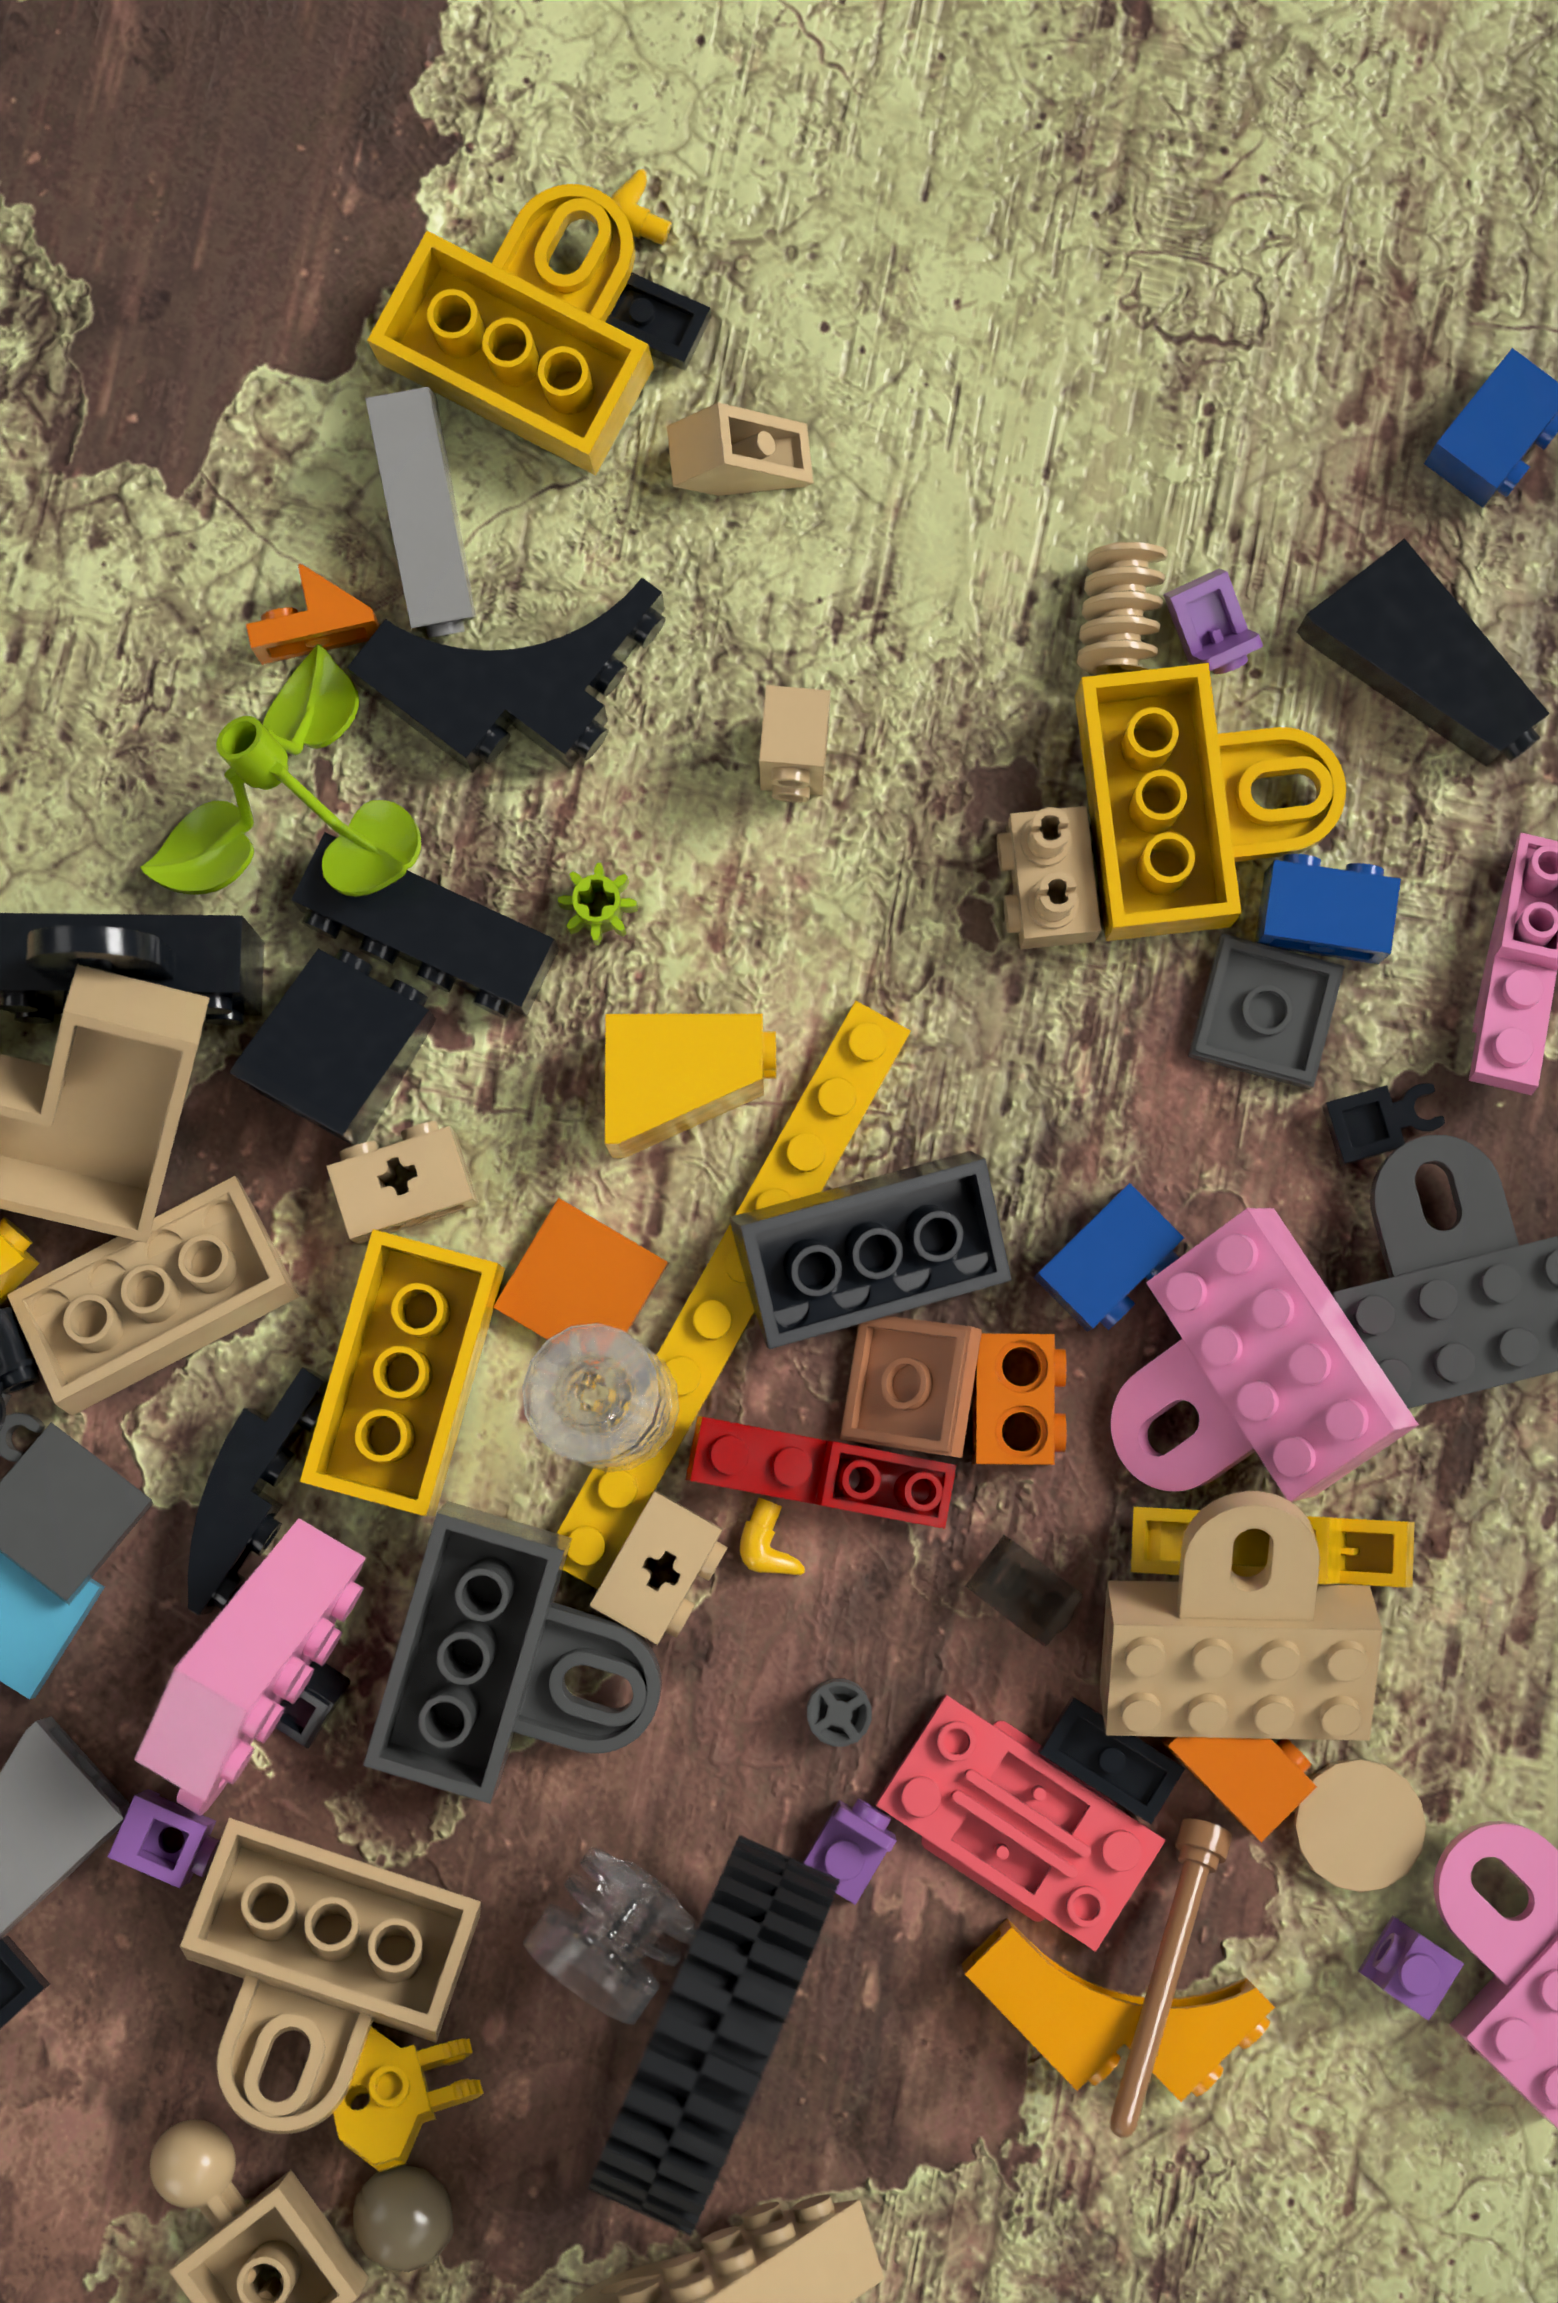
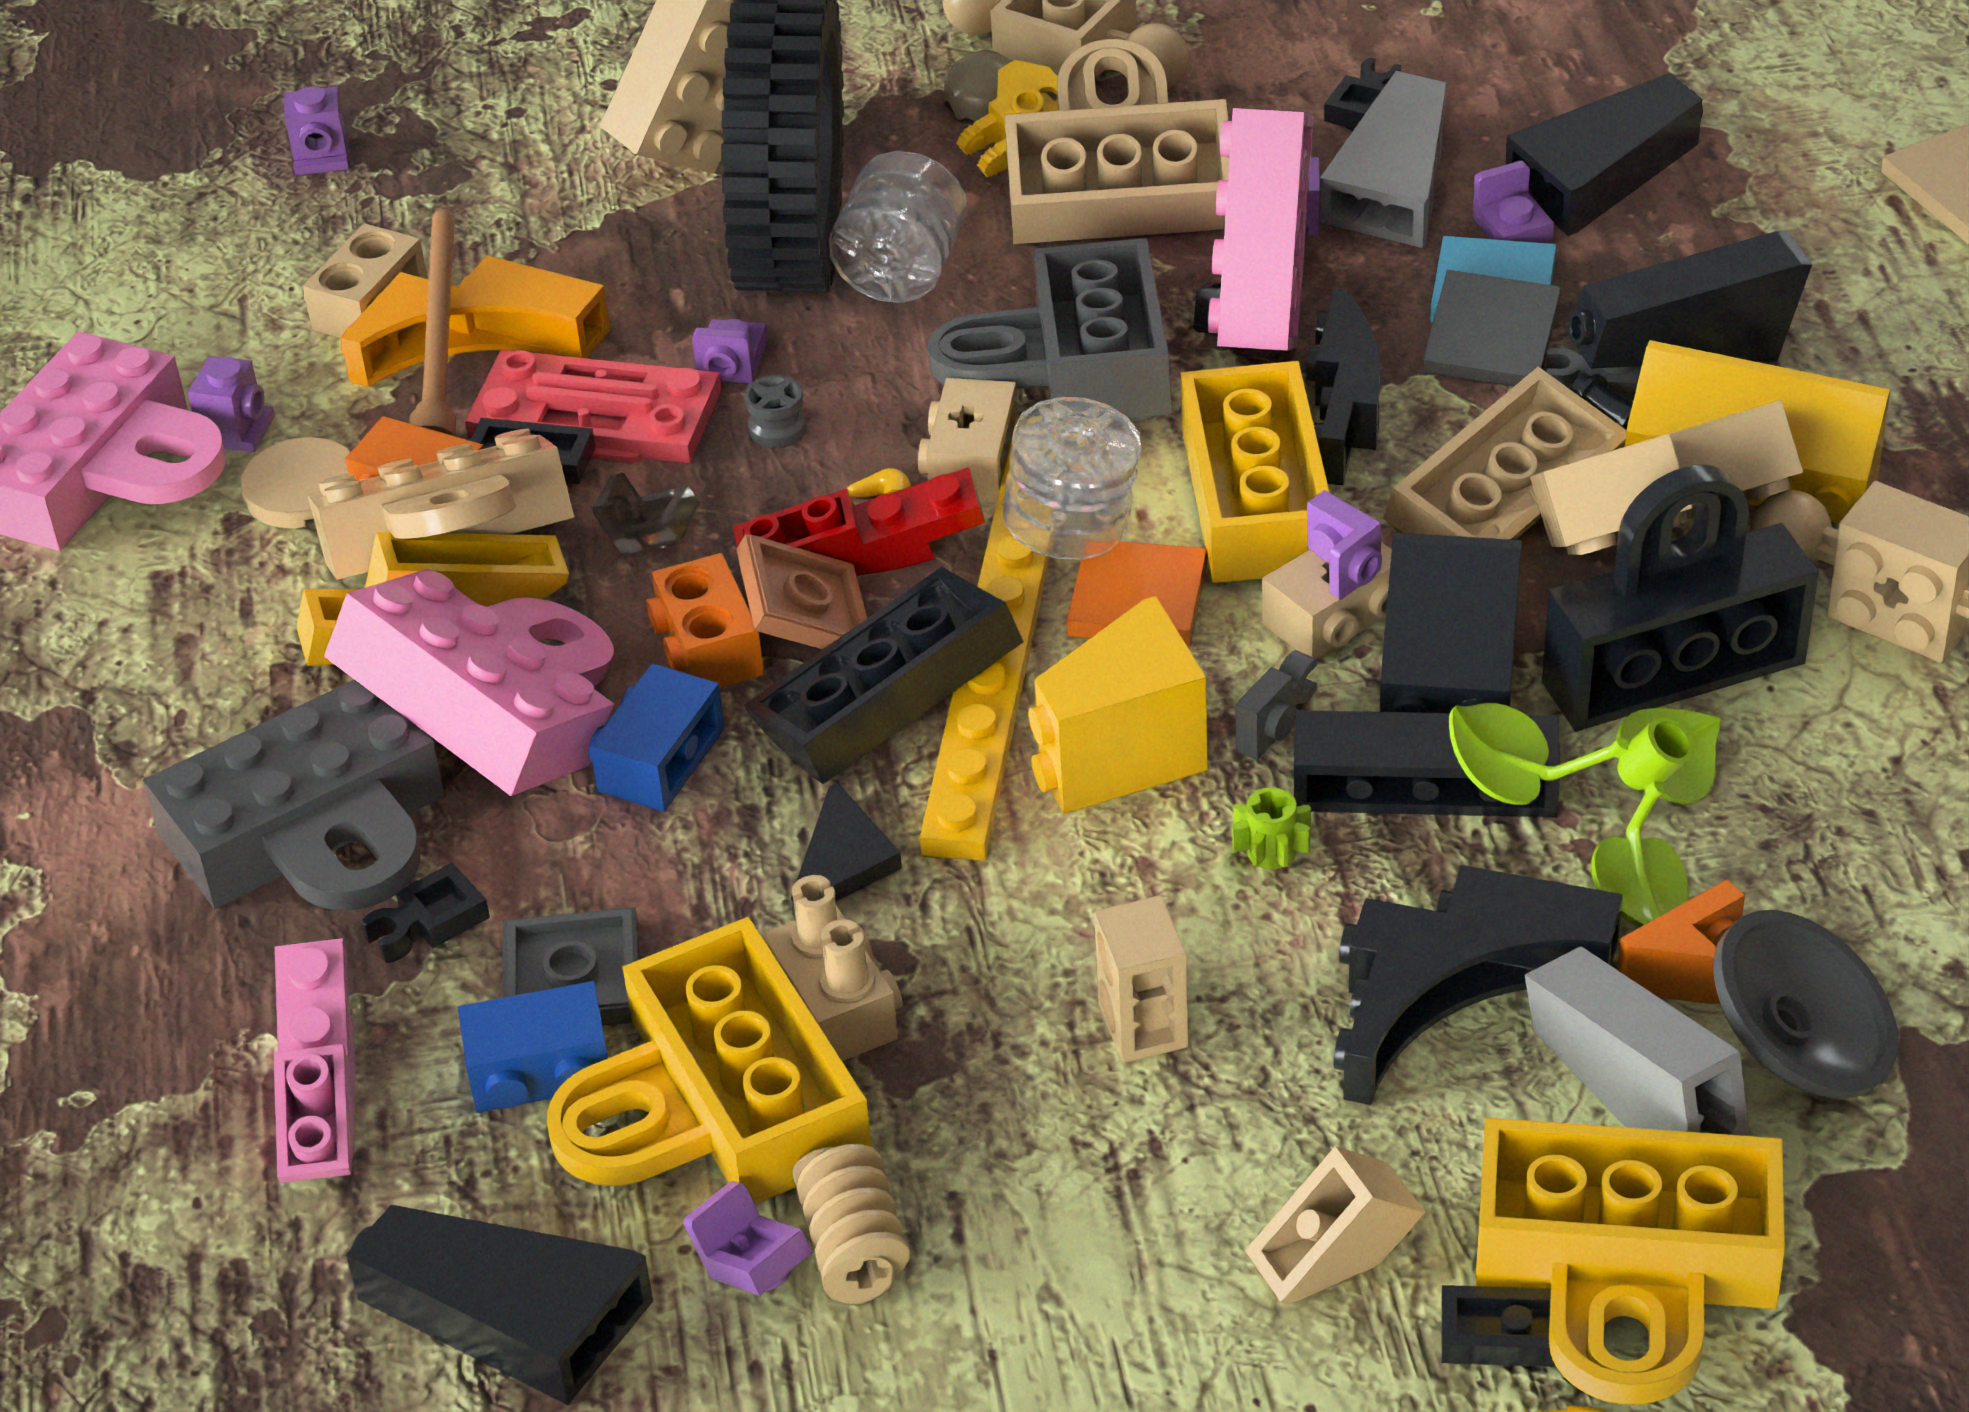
camera: 160 degrees right, 40 degrees down
(261, 495) = (1805, 1004): none -> dark grey dish
(385, 1187) = (1345, 540): none -> medium lavender bracket
(534, 1050) = (1269, 705): none -> dark grey plate
(981, 1049) = (847, 847): none -> black tile
(1203, 2124) = (357, 275): none -> tan brick

